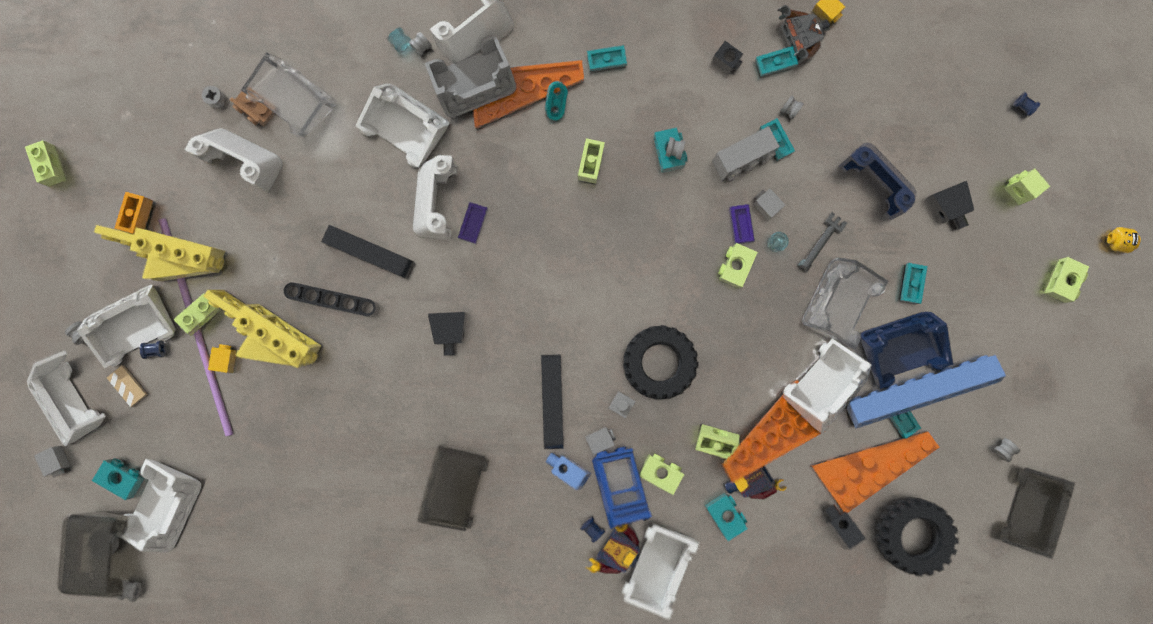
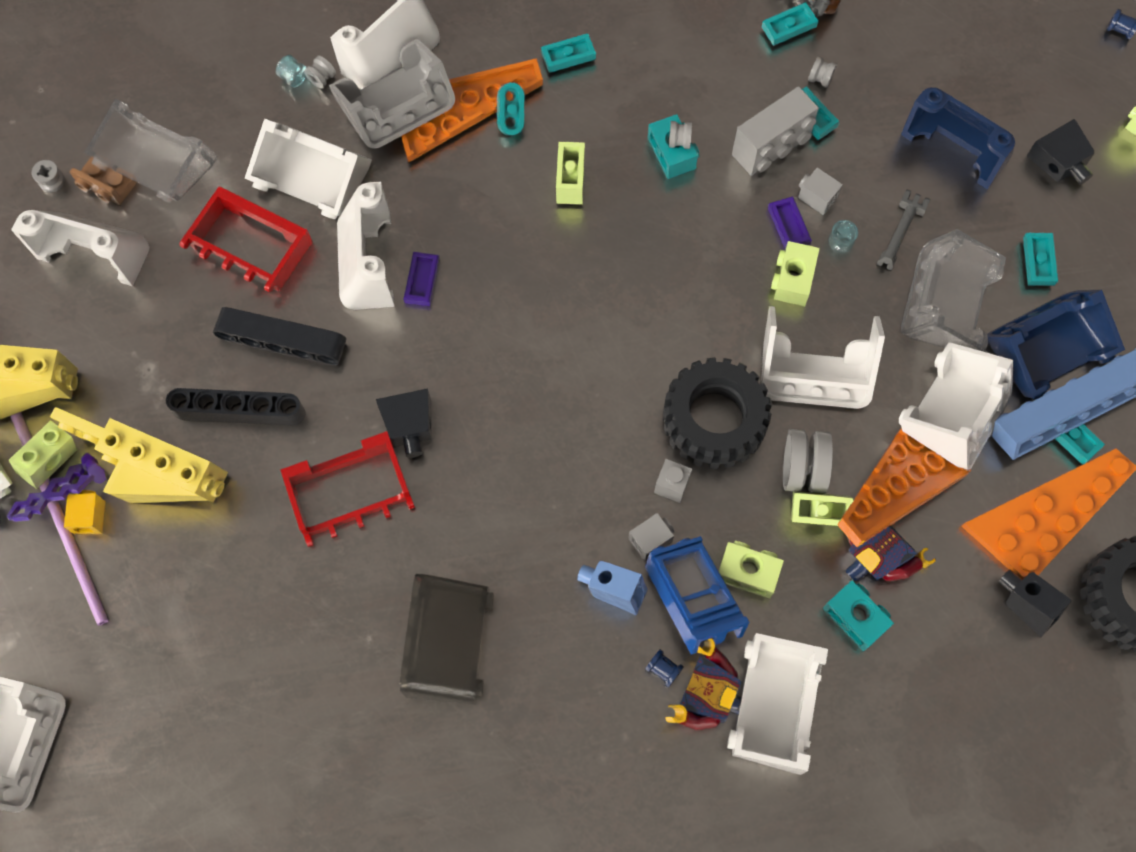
camera: 10 degrees left, 15 degrees down
(198, 345) = (88, 463): none -> dark purple piece
(337, 138) = (238, 205): none -> red hinge
(375, 354) = (304, 472): none -> red hinge
(552, 401) = (572, 495): black beam -> none
(714, 409) = (807, 461): none -> light grey wheel
(727, 49) = (725, 28): black brick -> none
(738, 345) = (821, 378): none -> white windscreen

